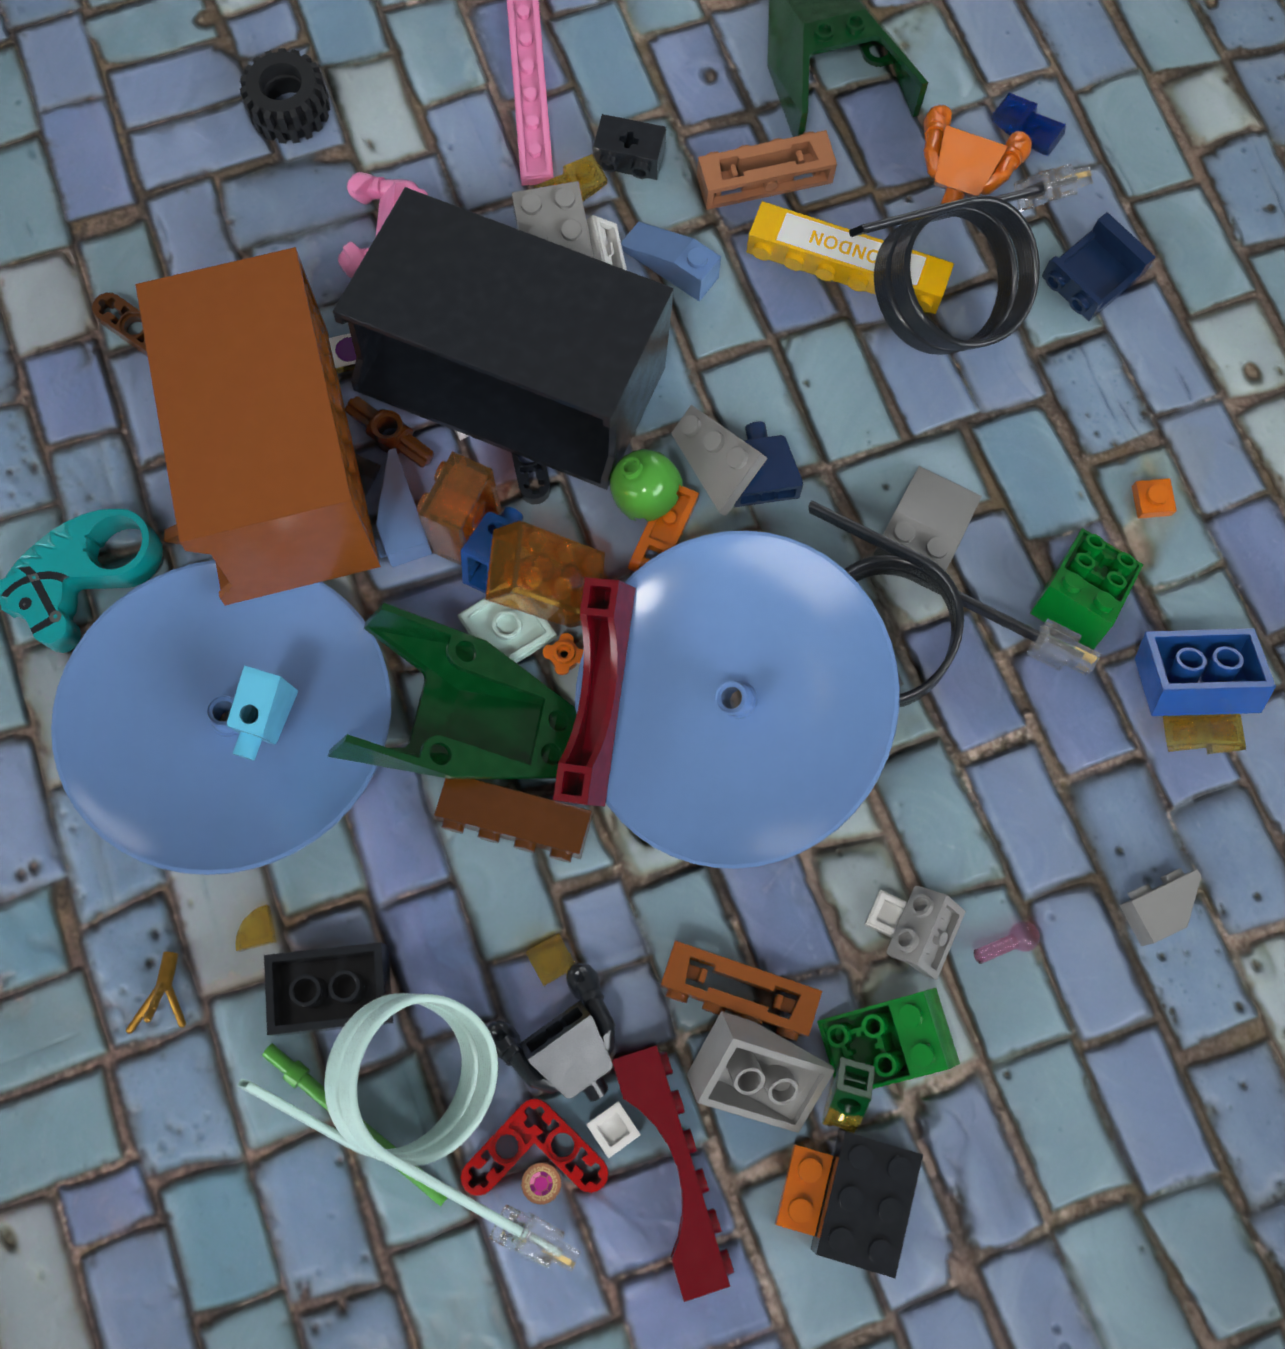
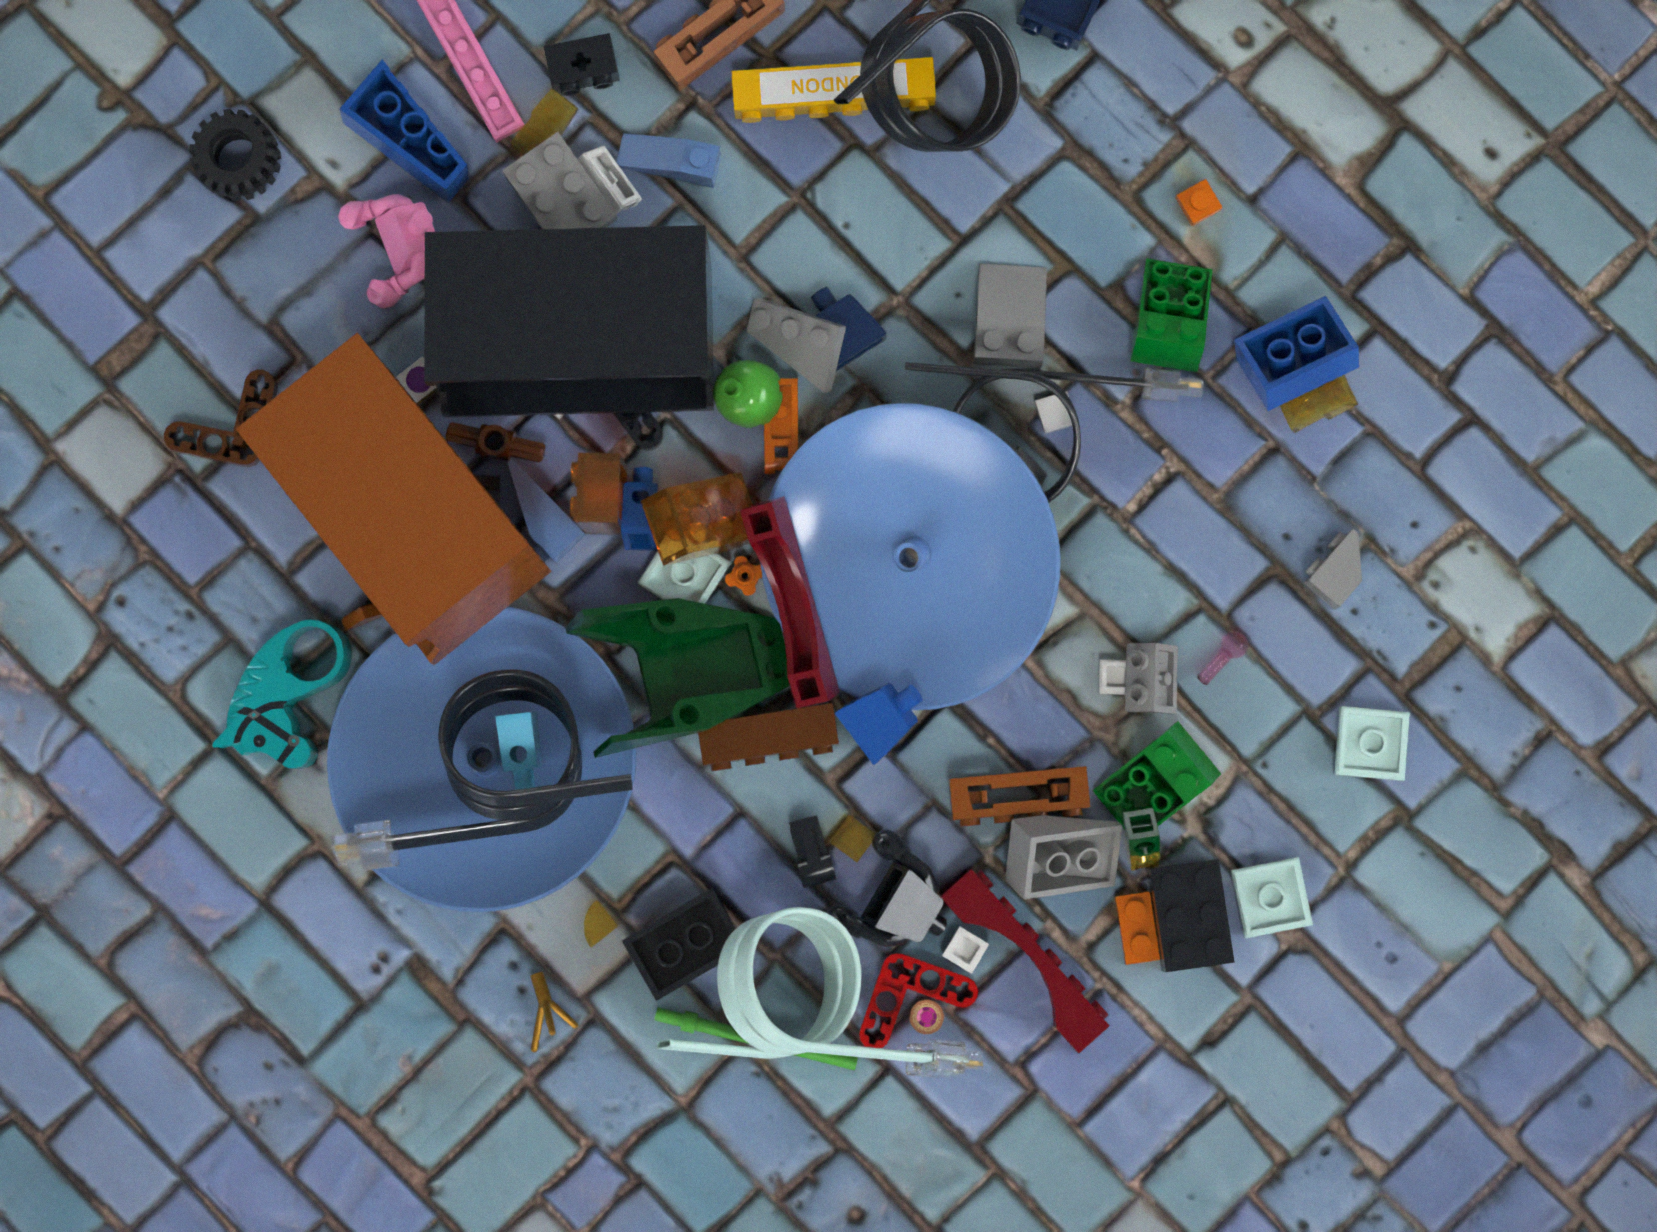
camera: 20 degrees left, 10 degrees up
(225, 767) = (514, 809): none -> black piece
(440, 132) = (402, 131): none -> blue wedge
(501, 963) = (813, 858): none -> black piece
(632, 849) = (880, 719): none -> blue torso
(933, 631) = (1052, 414): none -> white tile
(961, 1223) = (1271, 897): none -> light aqua plate
(1132, 1103) = (1372, 743): none -> light aqua plate

